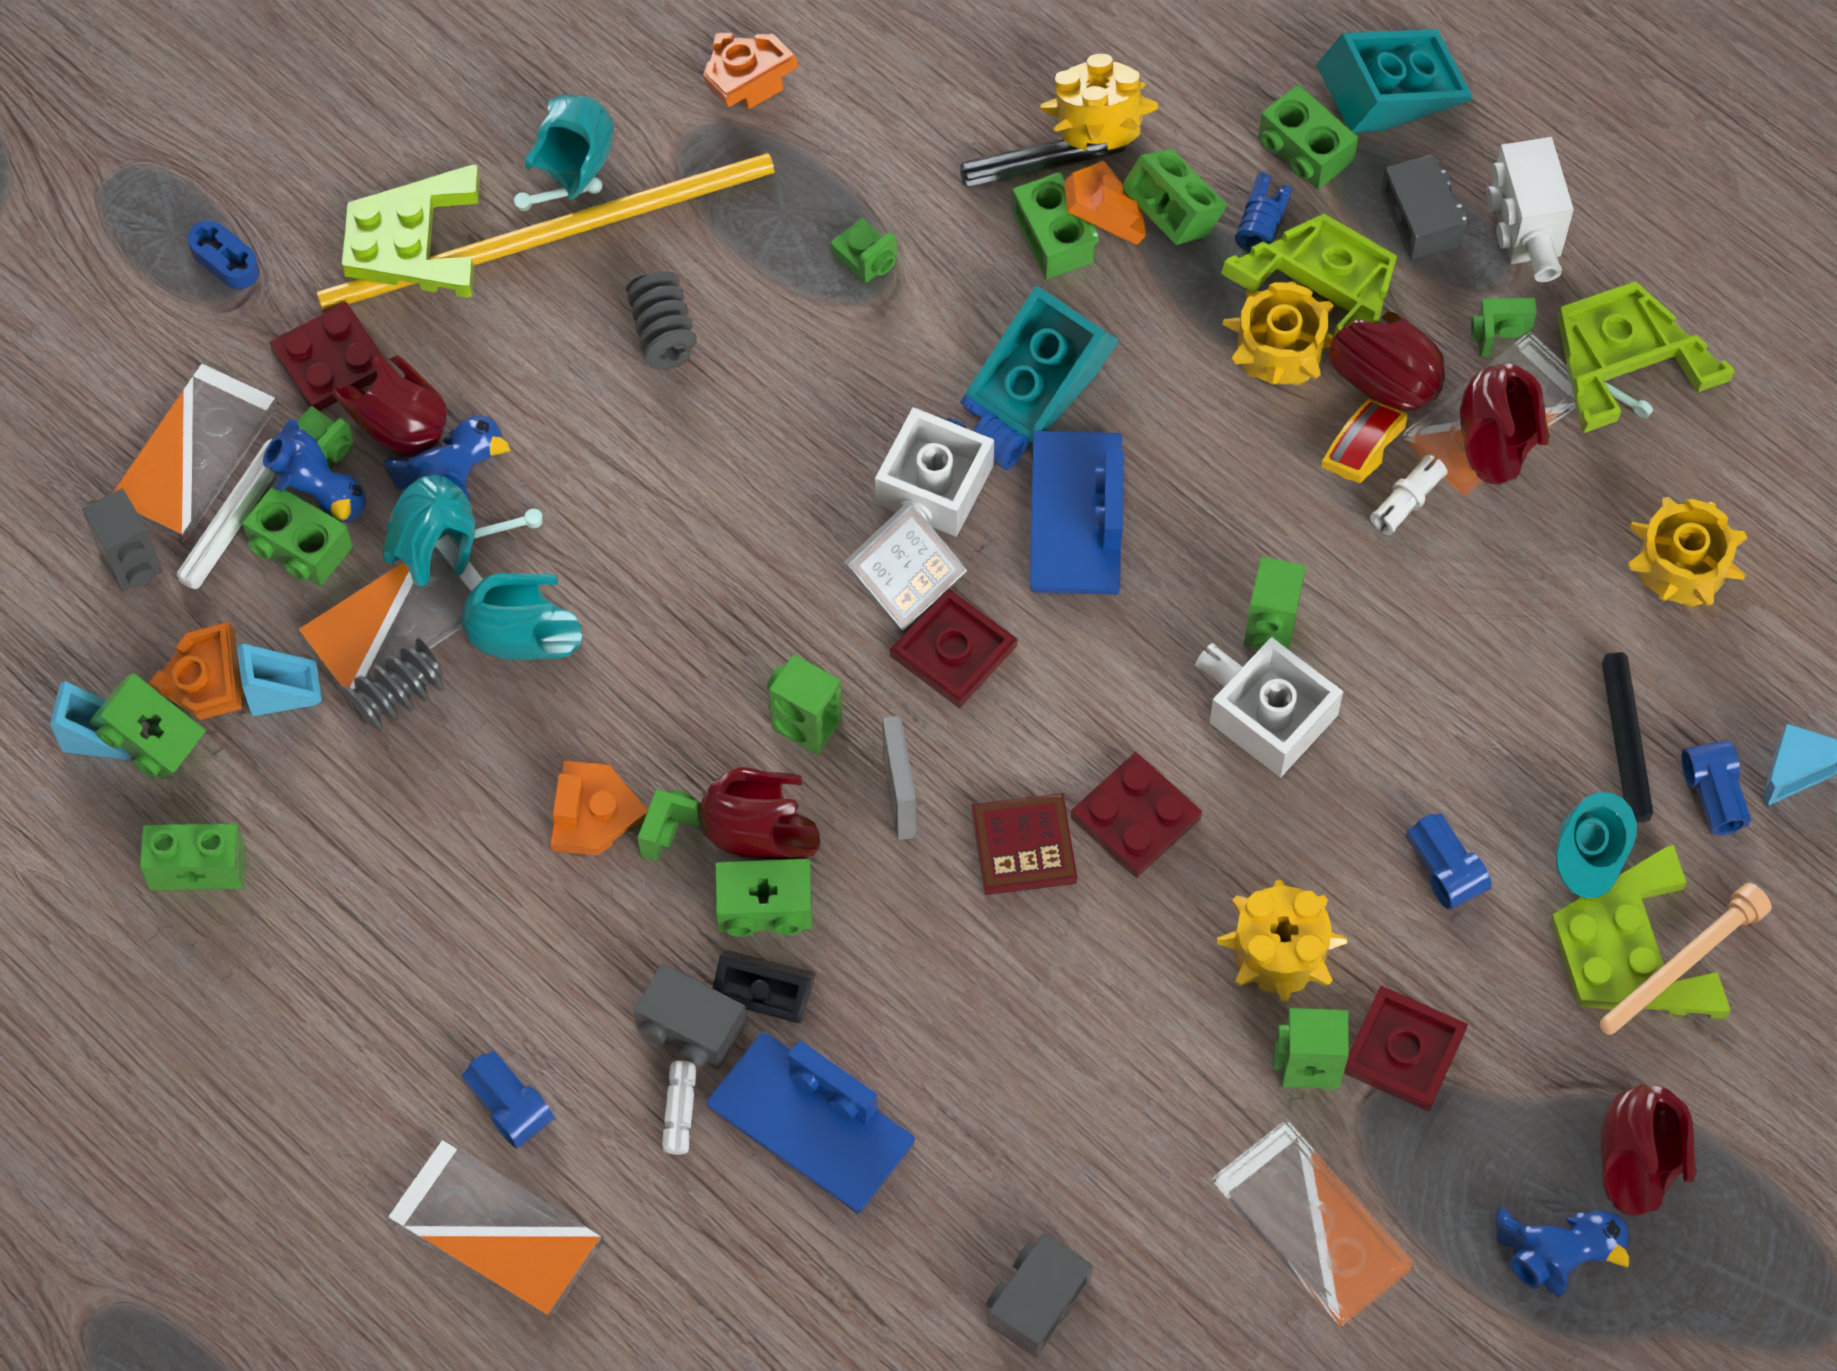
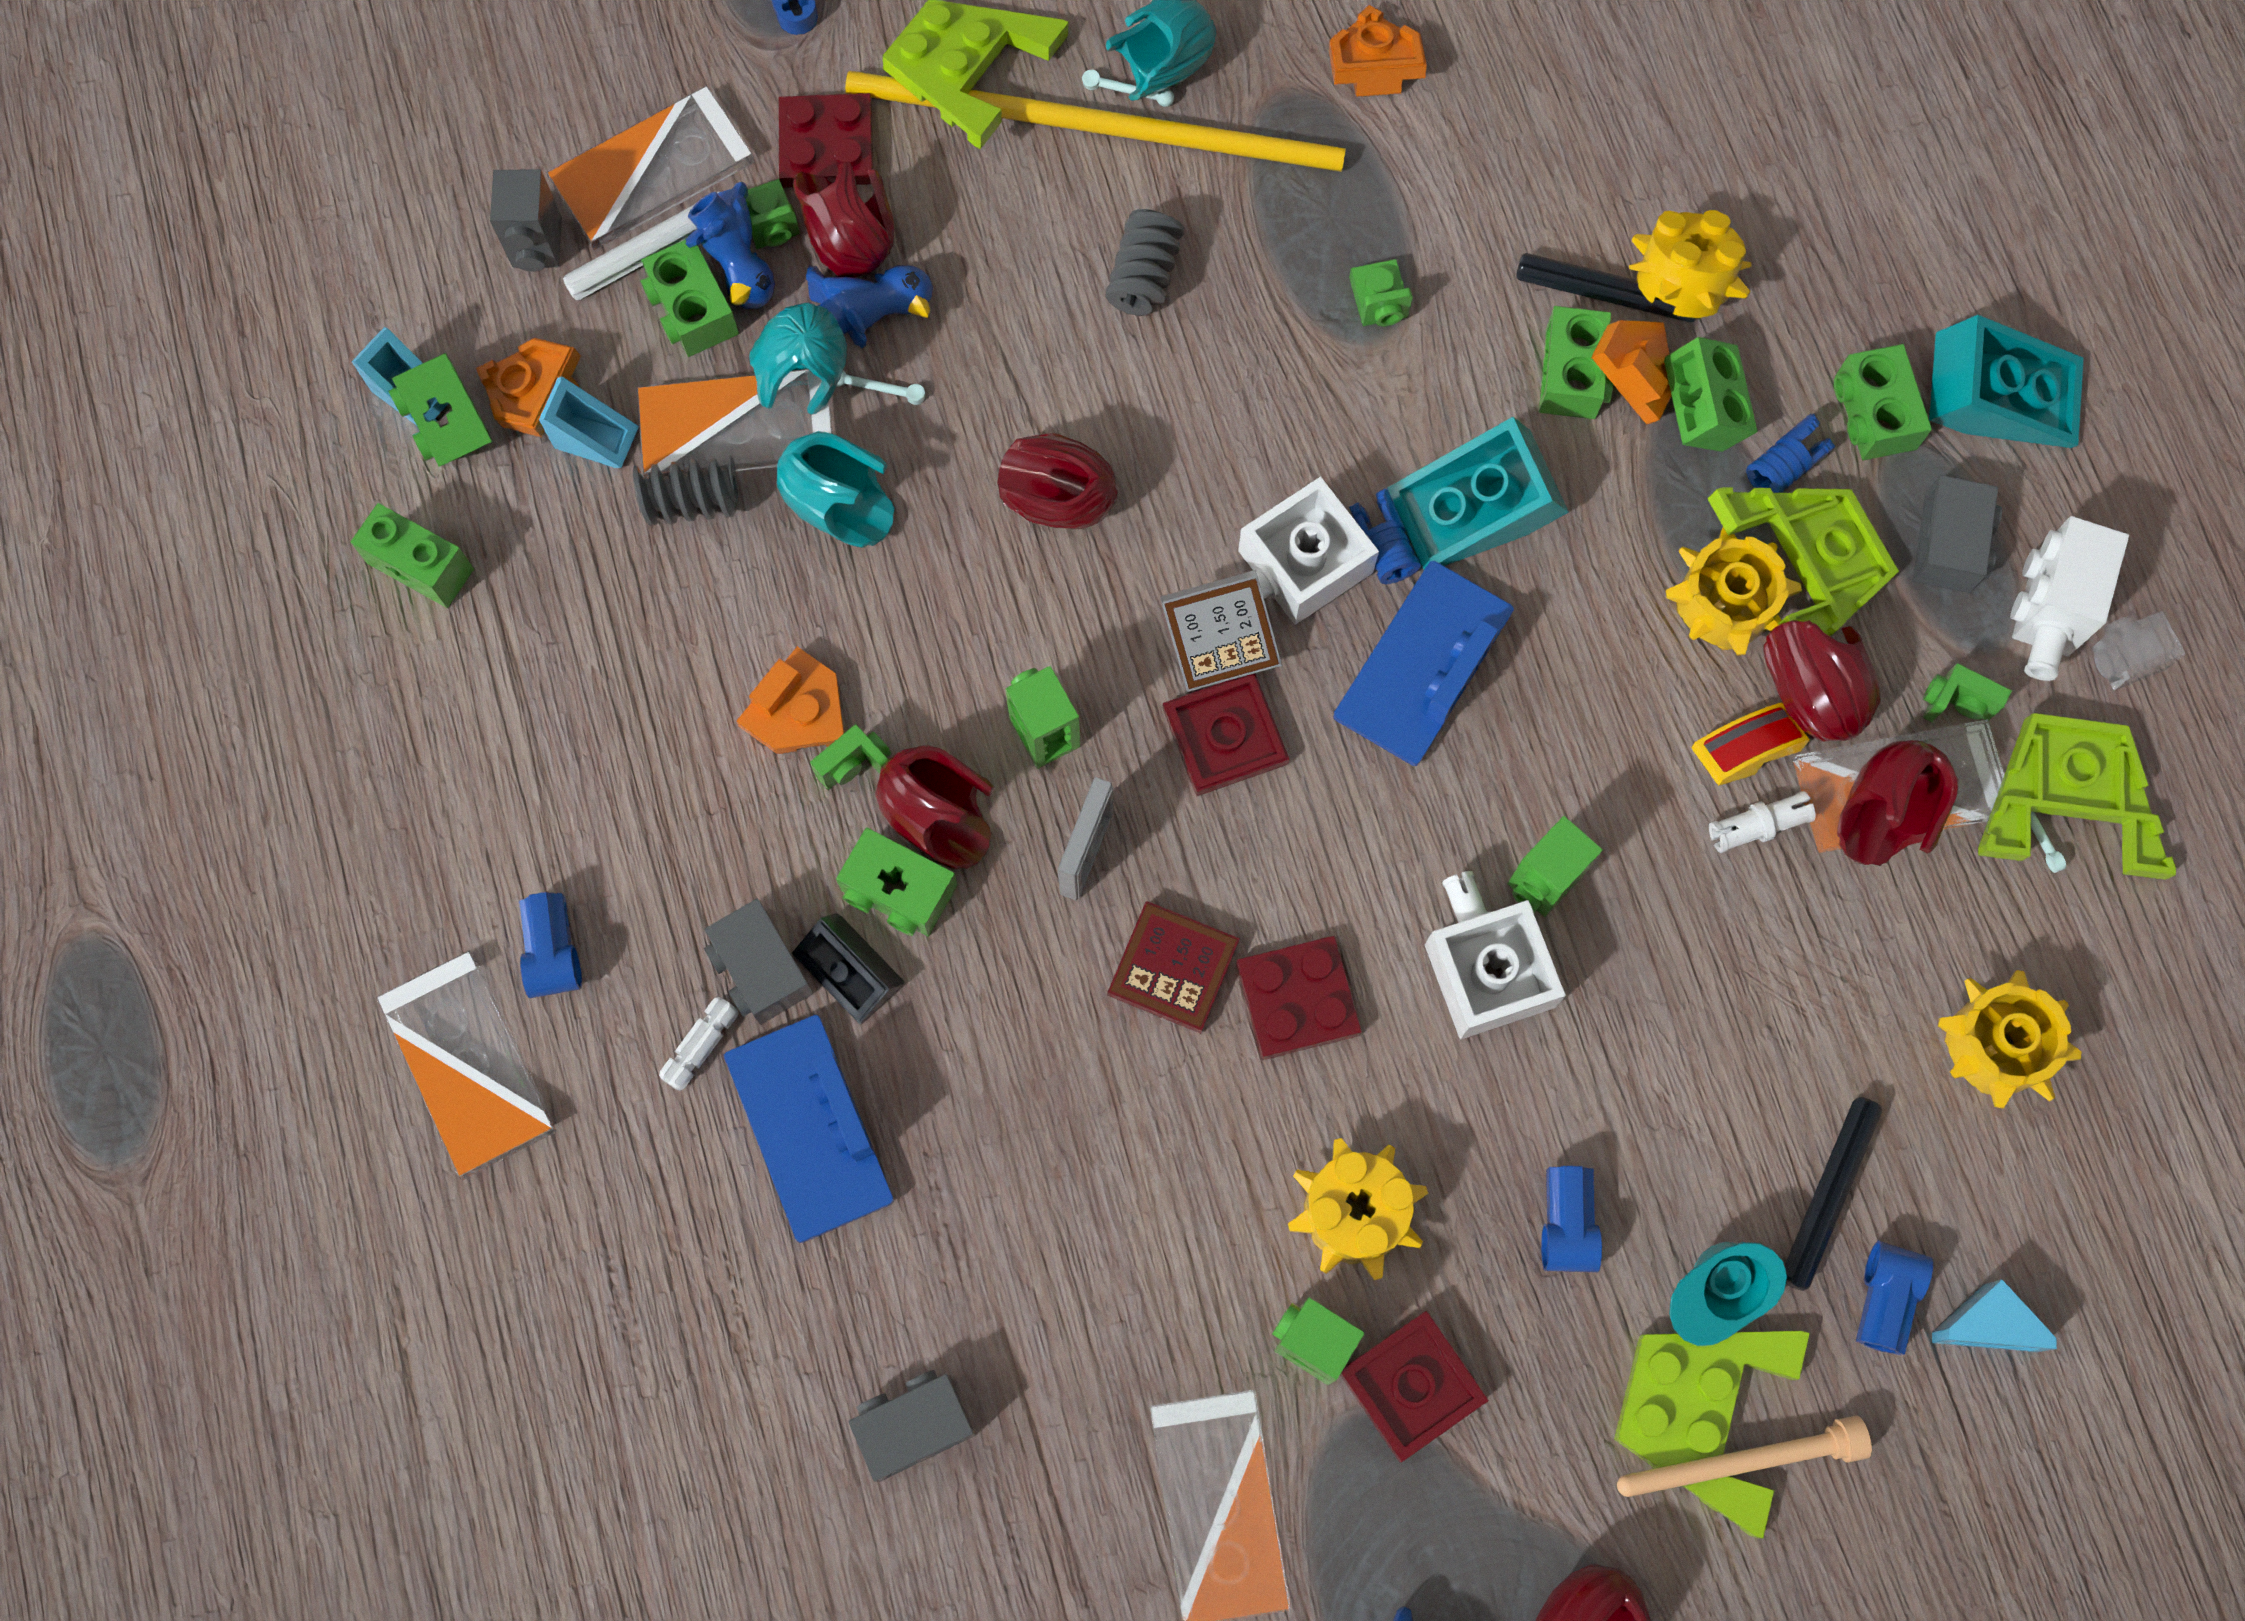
camera: 30 degrees right, 10 degrees up
(698, 522) = (1057, 482): none -> dark red hair
(1607, 223) = (2136, 649): none -> clear brick

